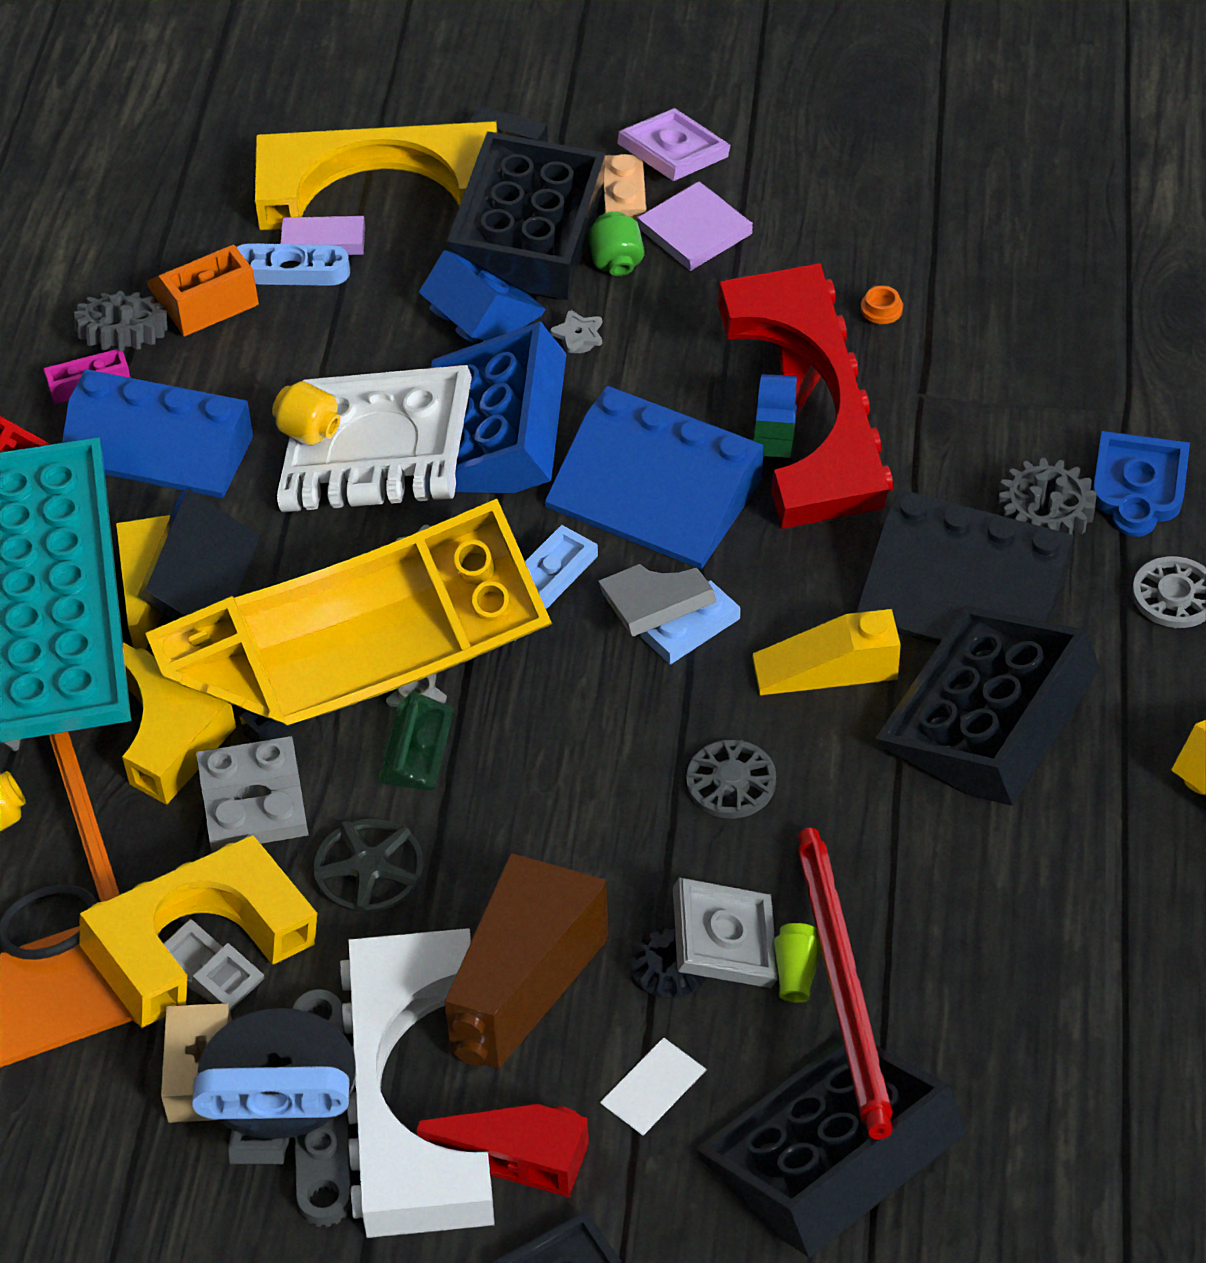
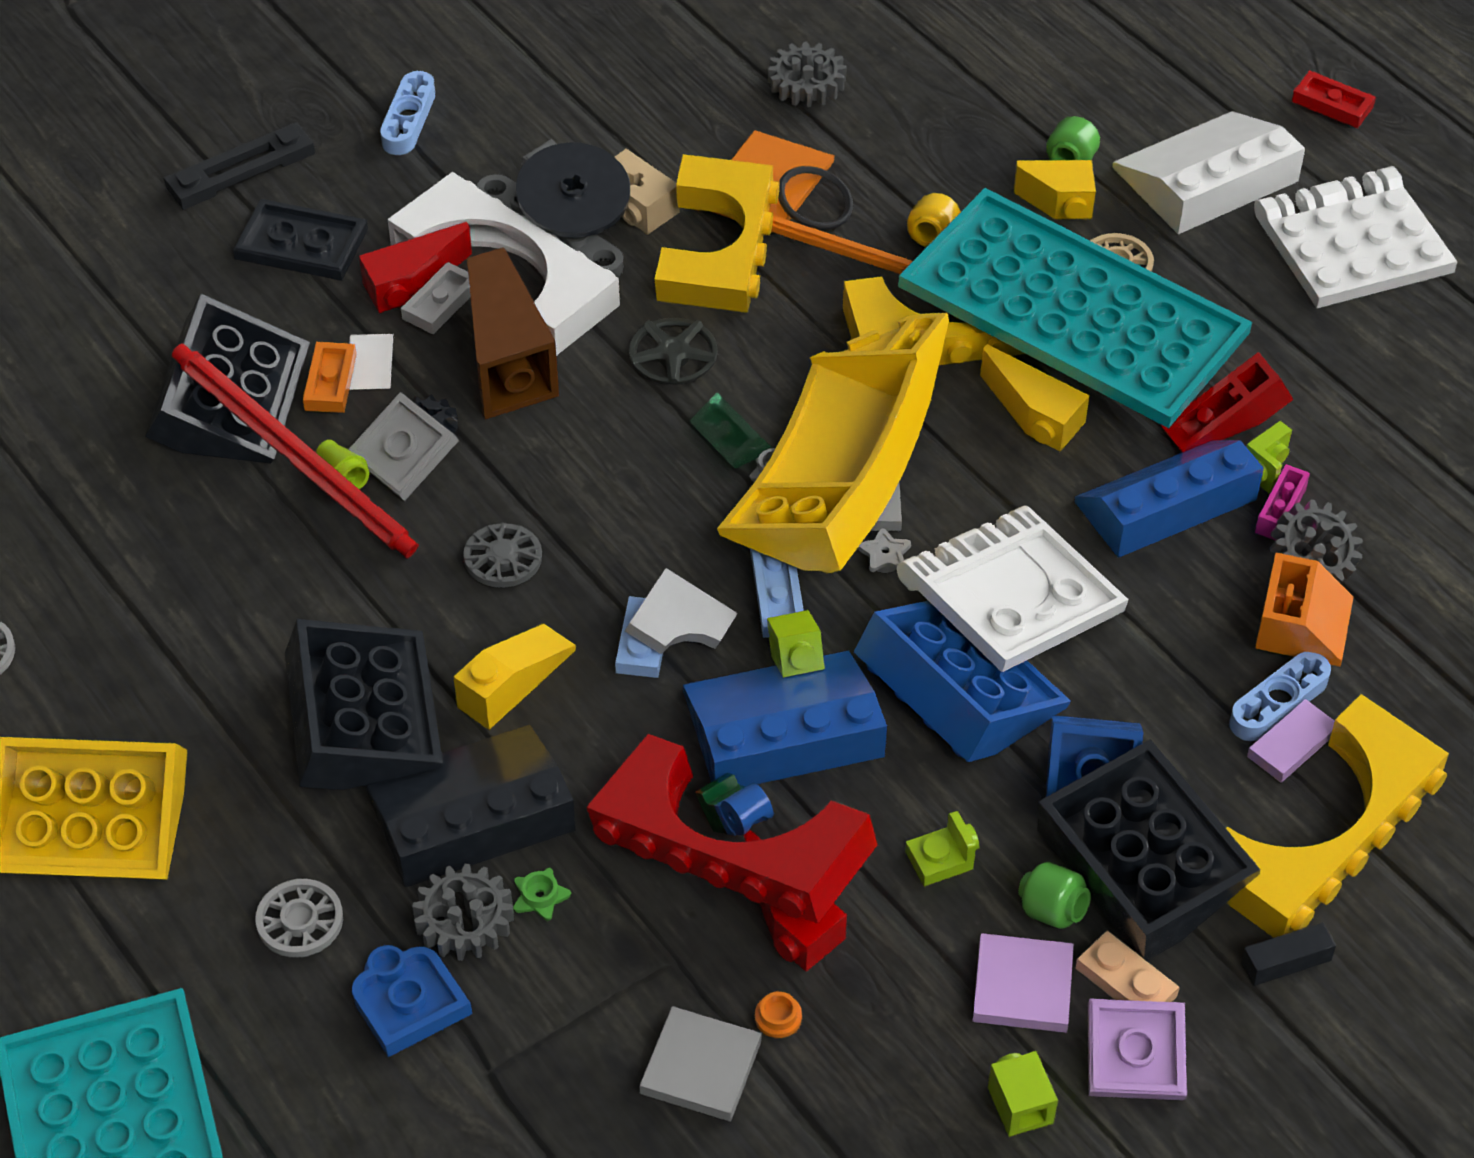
camera: 135 degrees right, 0 degrees up
(43, 408) = (1271, 451): none -> lime bracket
(197, 558) = (1003, 417): black tile -> none
(212, 970) = (686, 237): light grey slope -> none
(238, 1095) = (549, 154): light blue beam -> none
(252, 792) = (785, 325): light grey brick -> none
(306, 413) = (1070, 546): yellow head -> none
(526, 1082) = (438, 299): none -> light grey plate
(582, 341) = (986, 812): light grey plate -> none
(591, 506) = (795, 643): none -> lime brick
(649, 325) = (944, 851): none -> lime bracket
(718, 1075) = (330, 377): none -> orange plate
(777, 163) = (1022, 1093): none -> lime brick
(964, 316) = (701, 1063): none -> light grey tile
(973, 484) = (539, 882): none -> bright green plate

